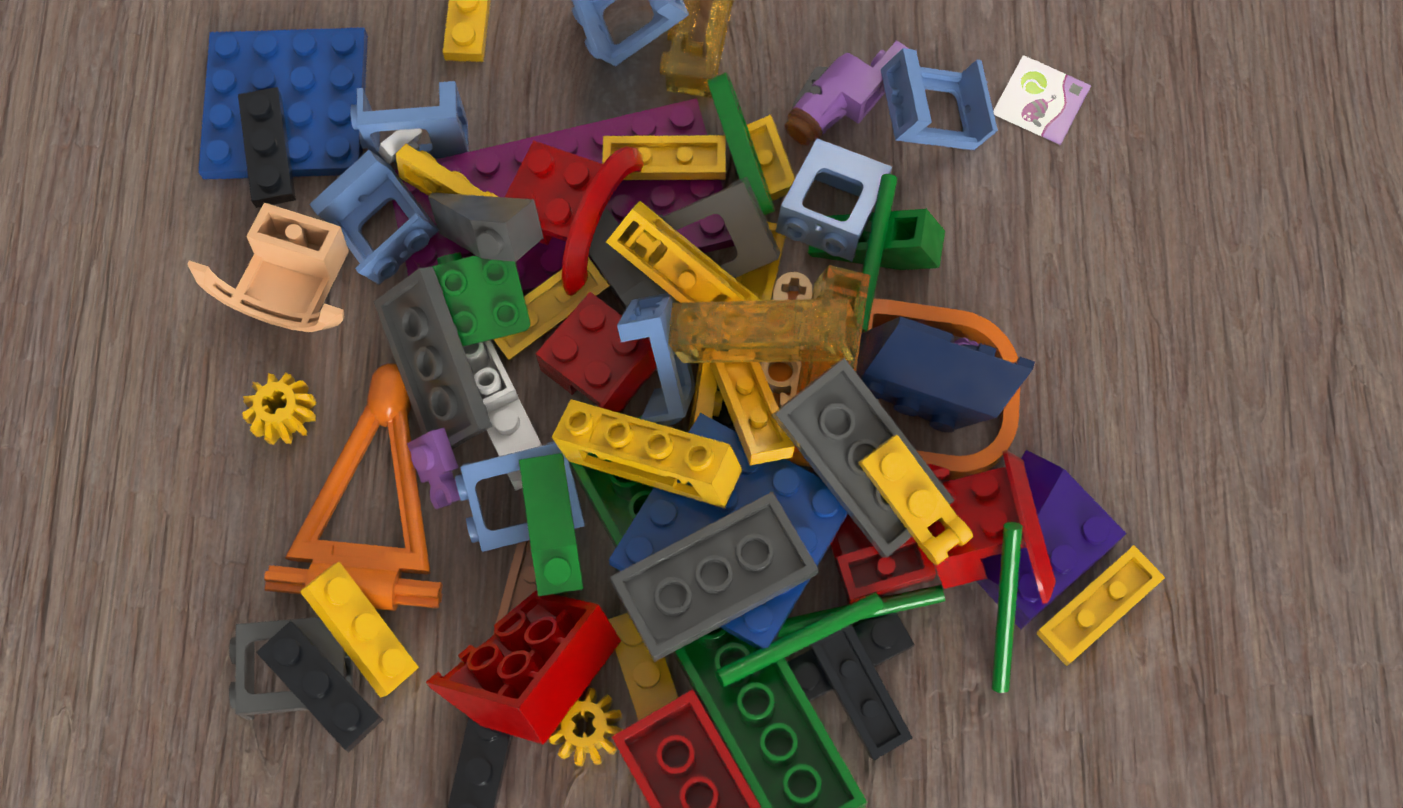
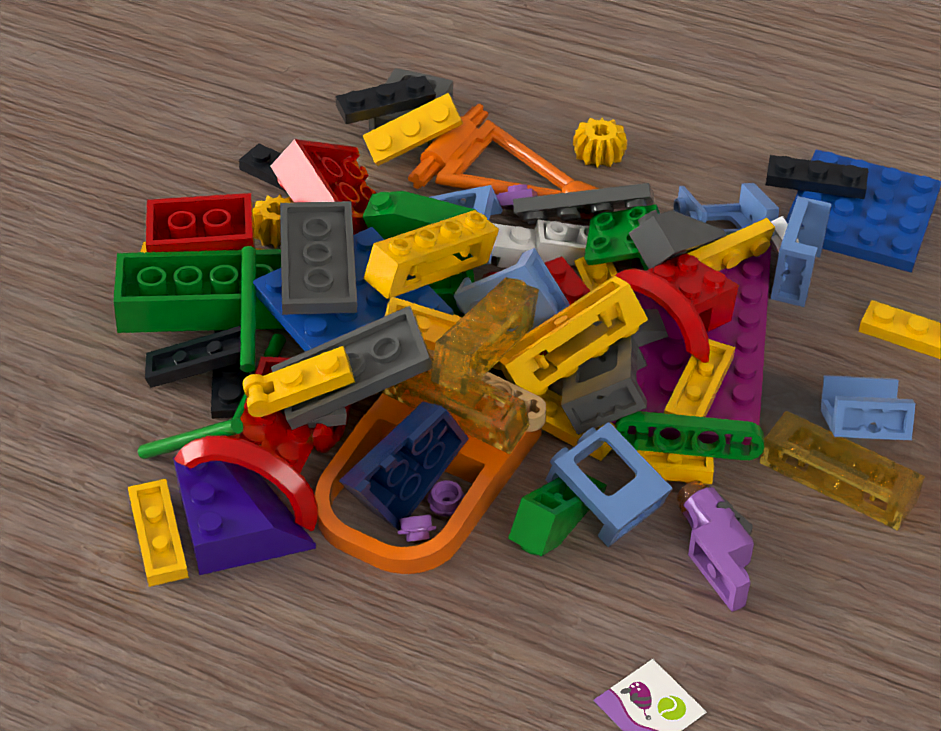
camera: 110 degrees right, 25 degrees down
(288, 274) = (702, 167): light nougat piece -> none
(877, 238) = (538, 477): green bar -> none
(909, 109) = (679, 558): medium blue window -> none

